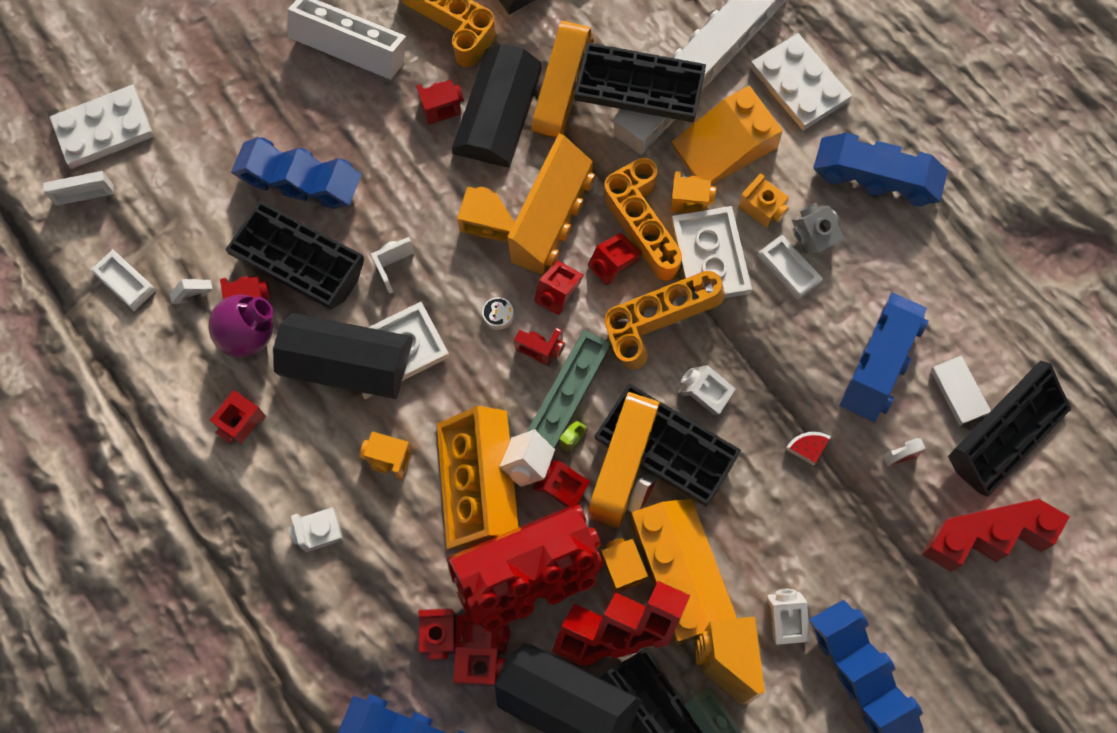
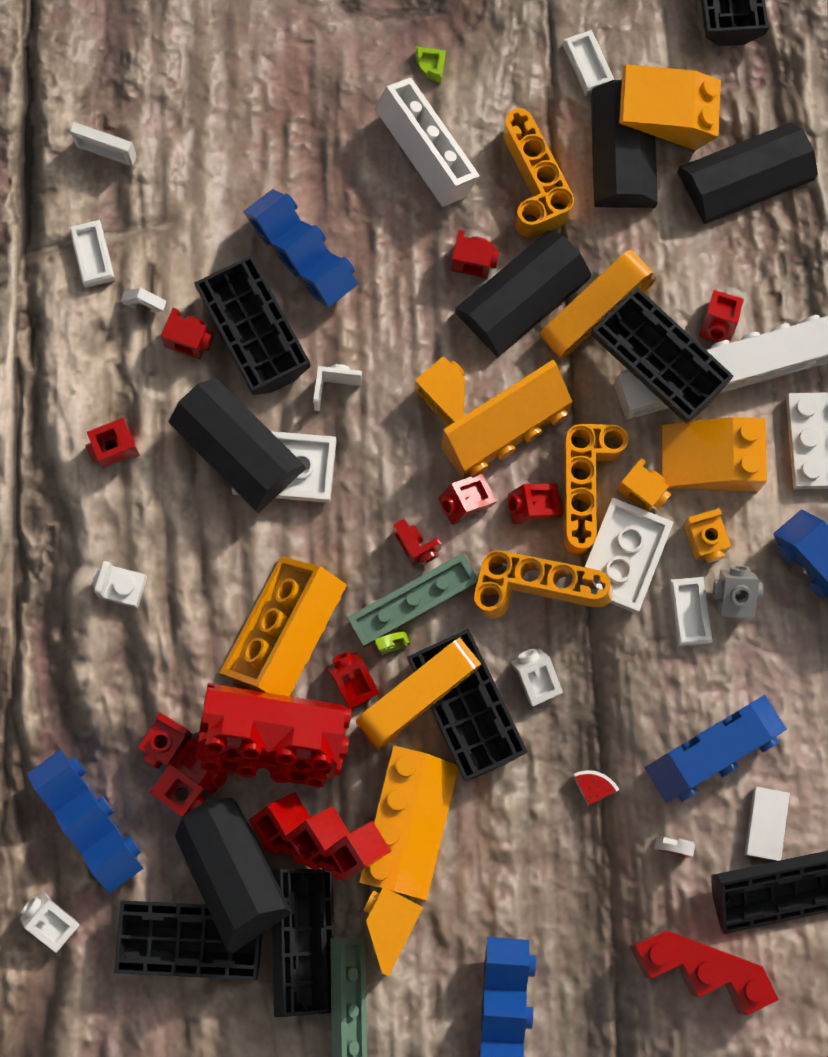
camera: 25 degrees right, 5 degrees up
(102, 126) = (159, 95): white plate -> none
(241, 325) = (165, 362): magenta brick -> none
(386, 454) = (219, 556): light orange brick -> none
(497, 313) = (398, 489): white tile -> none
(527, 458) = (336, 639): white brick -> none
(623, 564) = (359, 785): light orange brick -> none
(642, 492) = (417, 732): white tile -> none
(662, 34) = (721, 317): none -> red bracket
(789, 617) = (472, 923): white bracket -> none

